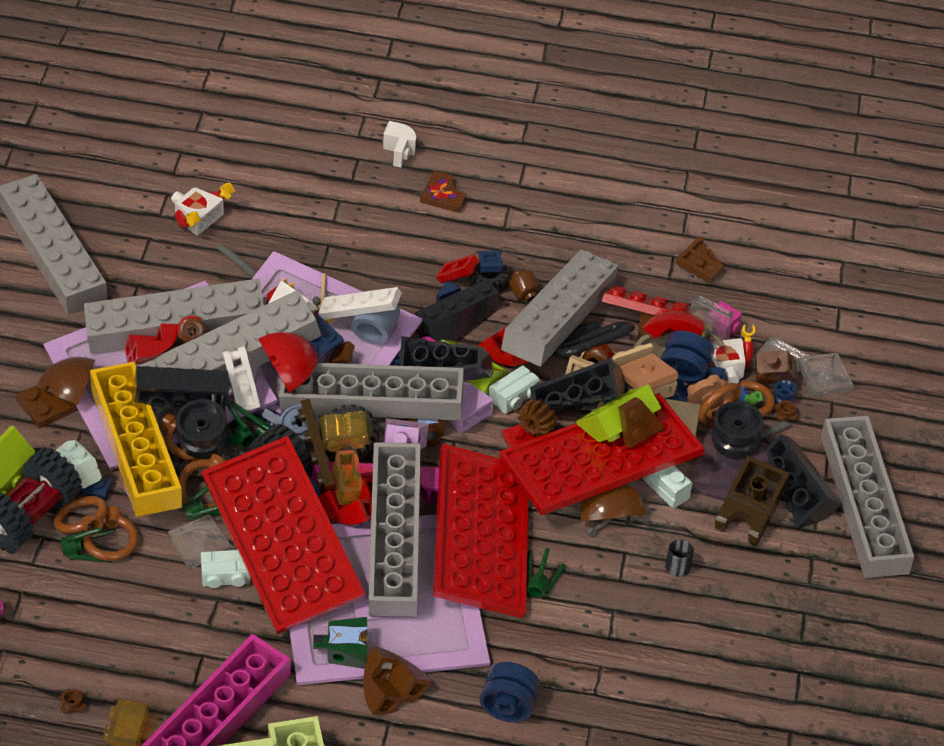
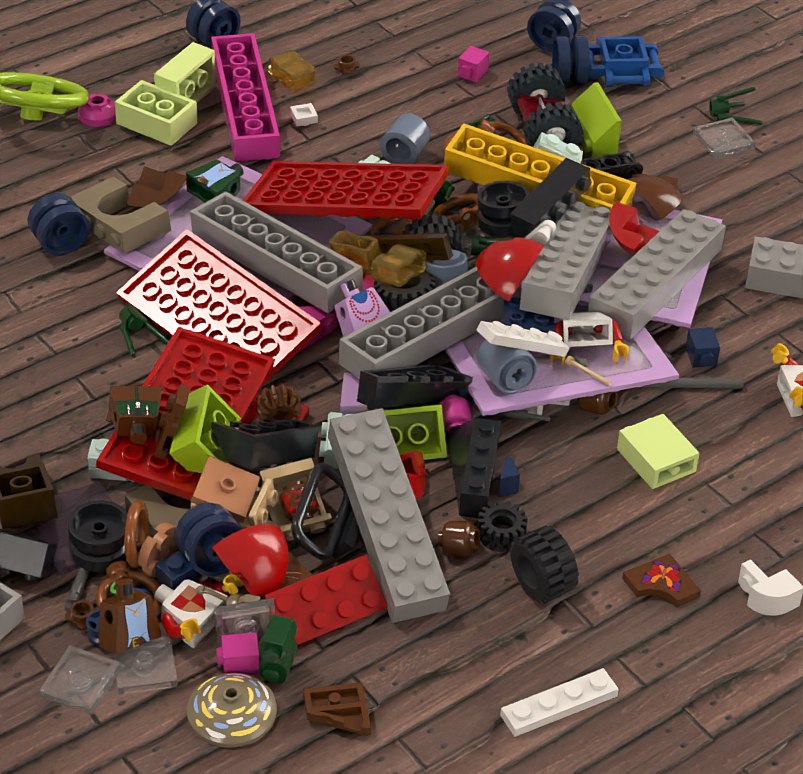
camera: 135 degrees right, 5 degrees down
(47, 433) = (617, 164): none -> black piece
(155, 568) = (405, 139): none -> sand blue piece
(181, 672) = (303, 114): none -> white plate
(193, 321) = (616, 247): reddish brown head -> none
(212, 271) = (702, 347): none -> dark blue brick
(340, 244) = (657, 451): none -> yellowish green brick
(457, 268) = (530, 497): red plate -> none
(459, 705) = (121, 231): none -> dark tan arch
(490, 261) = (508, 514): dark blue plate -> none
(509, 223) = (544, 564): none -> black tyre
(581, 185) = (559, 702): none -> white plate
(649, 450) = (135, 411): none -> reddish brown torso
(679, 558) = (37, 406): black piece -> none
(710, 287) = (278, 649): none -> dark green brick
(759, 306) = (231, 710): none -> dark tan dish

